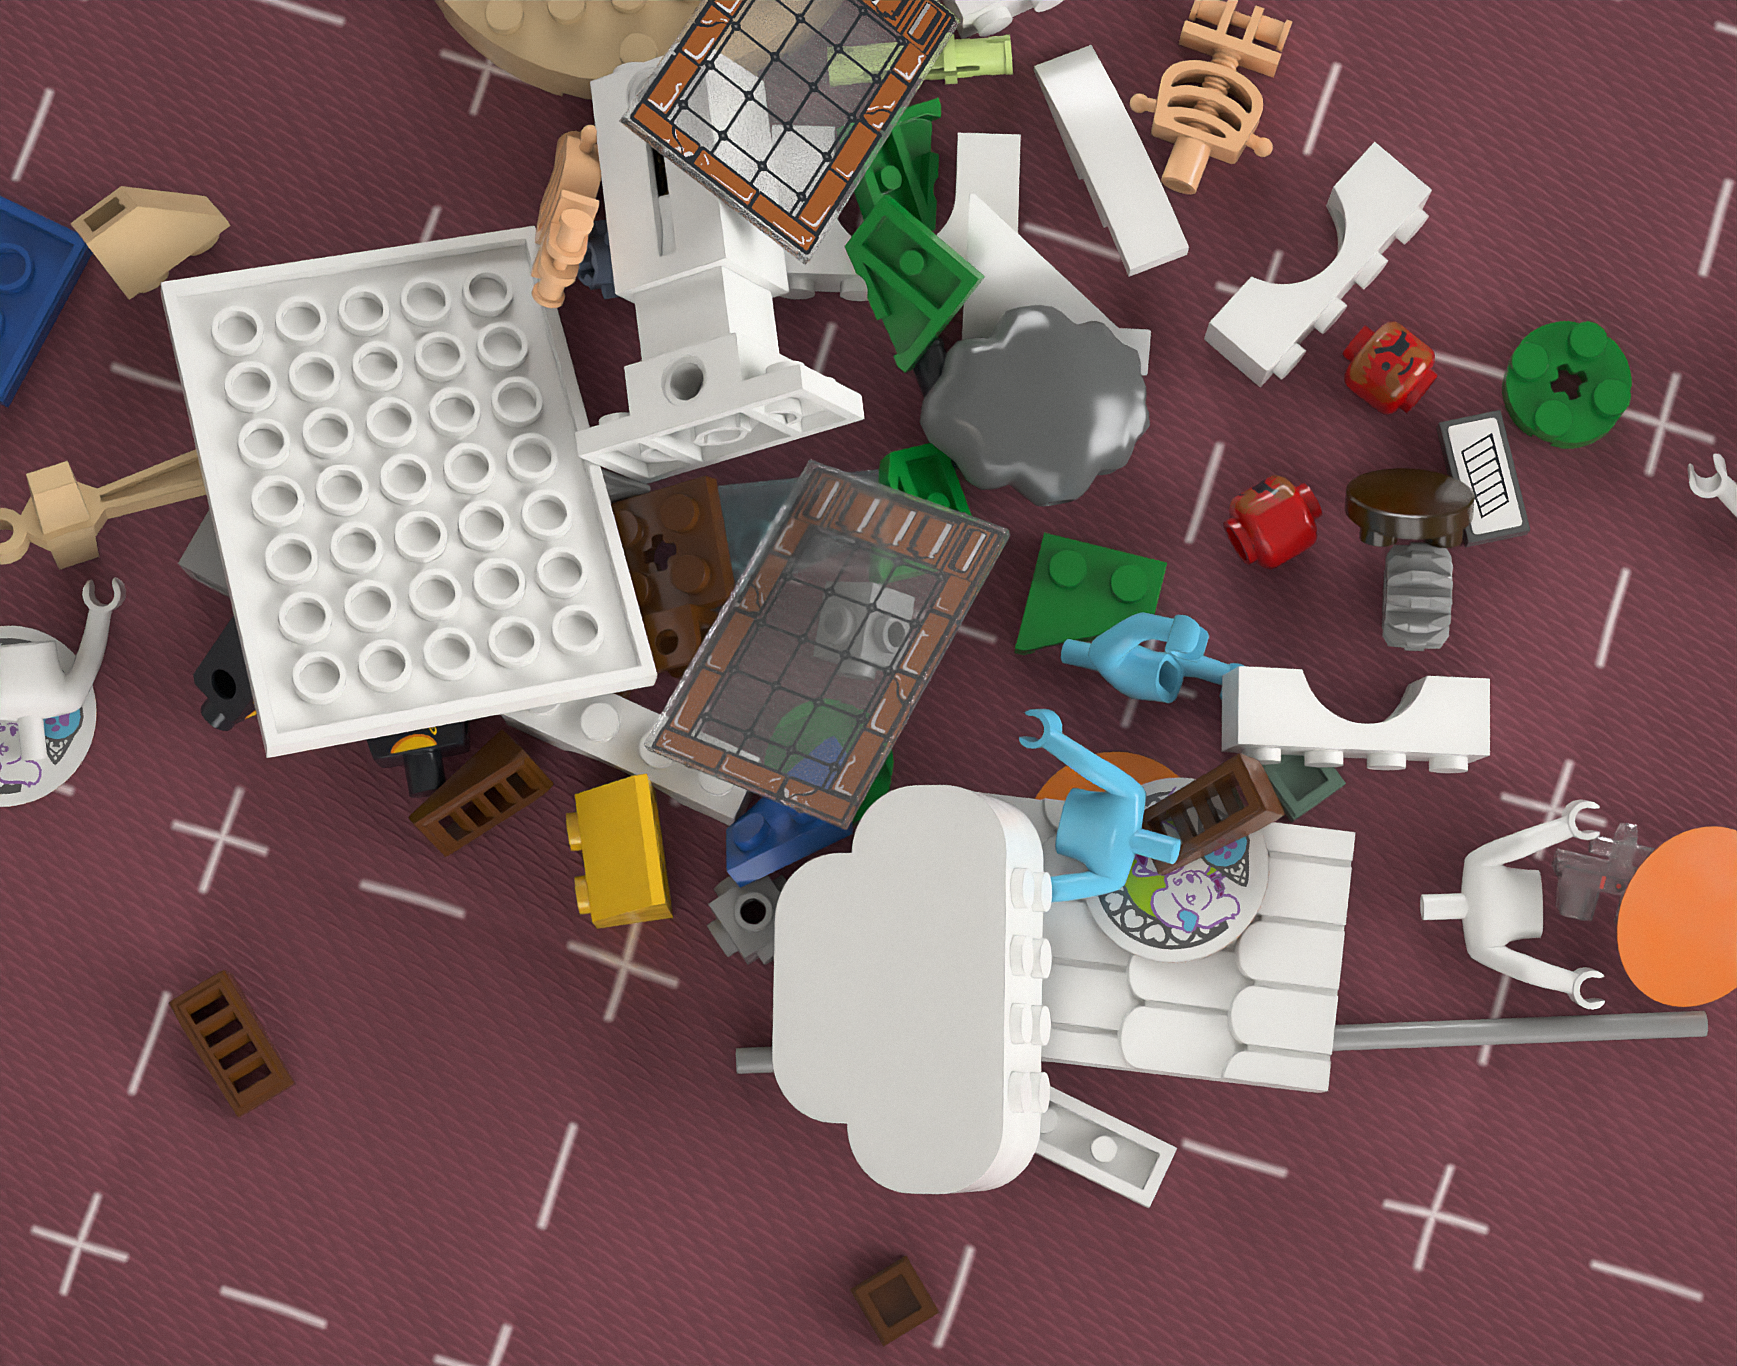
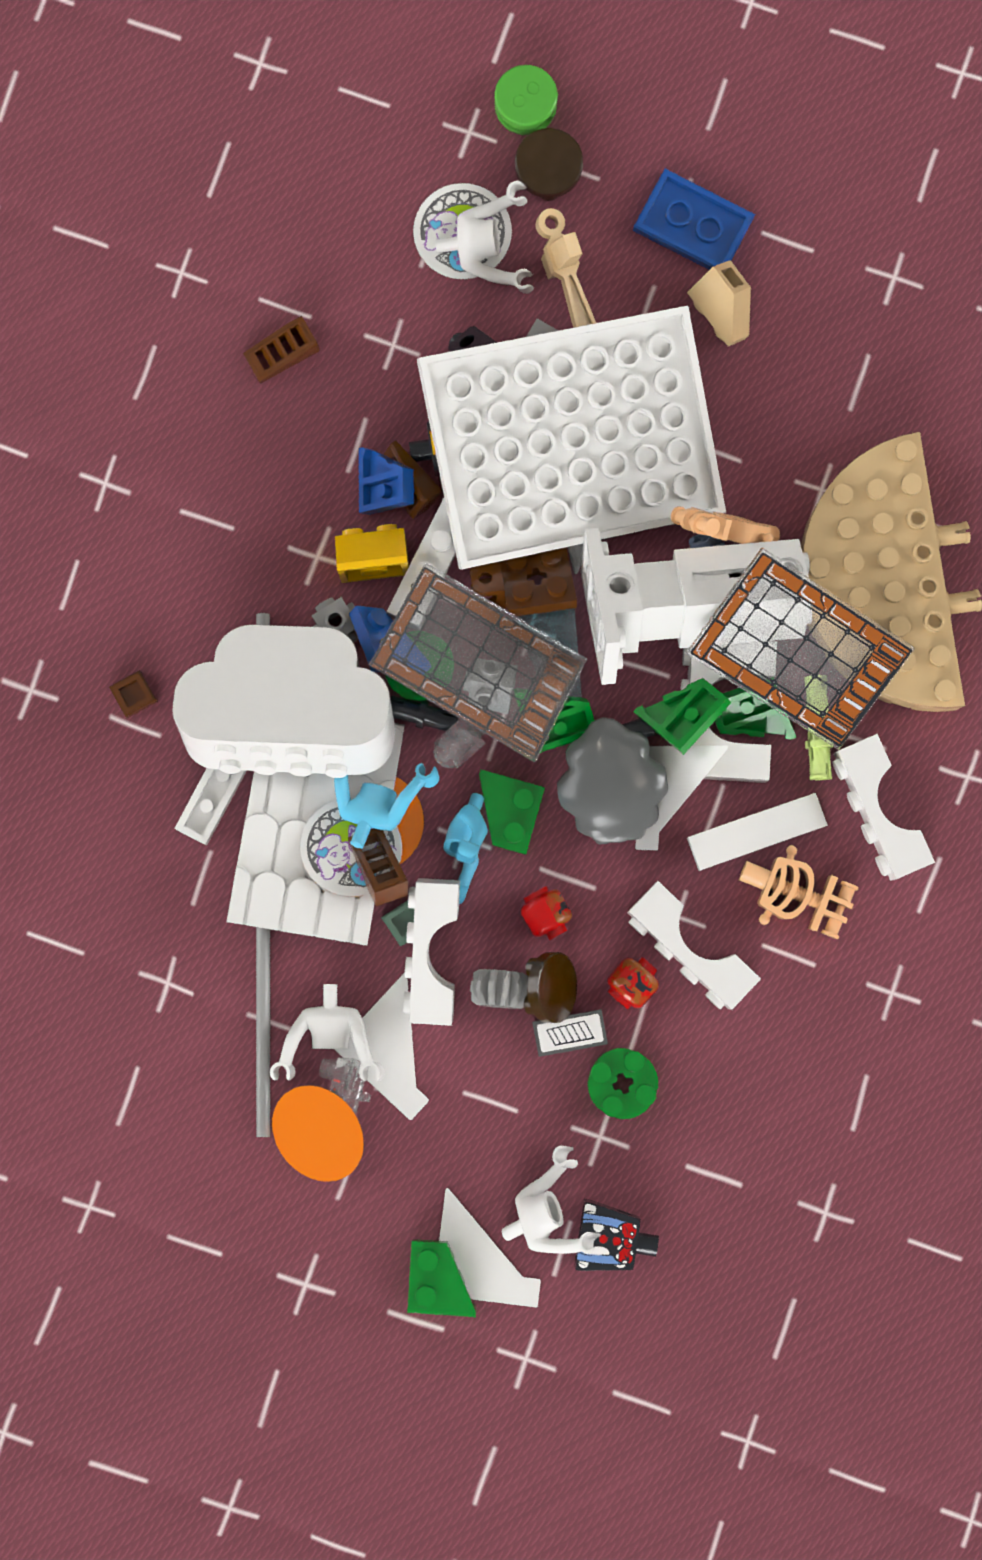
camera: 90 degrees right, 5 degrees up
(487, 838) = (383, 483): none -> blue wing
(921, 741) = (422, 714): none -> black pin
(975, 682) = (457, 744): none -> clear hips
(1526, 792) = (392, 1047): none -> white sticker

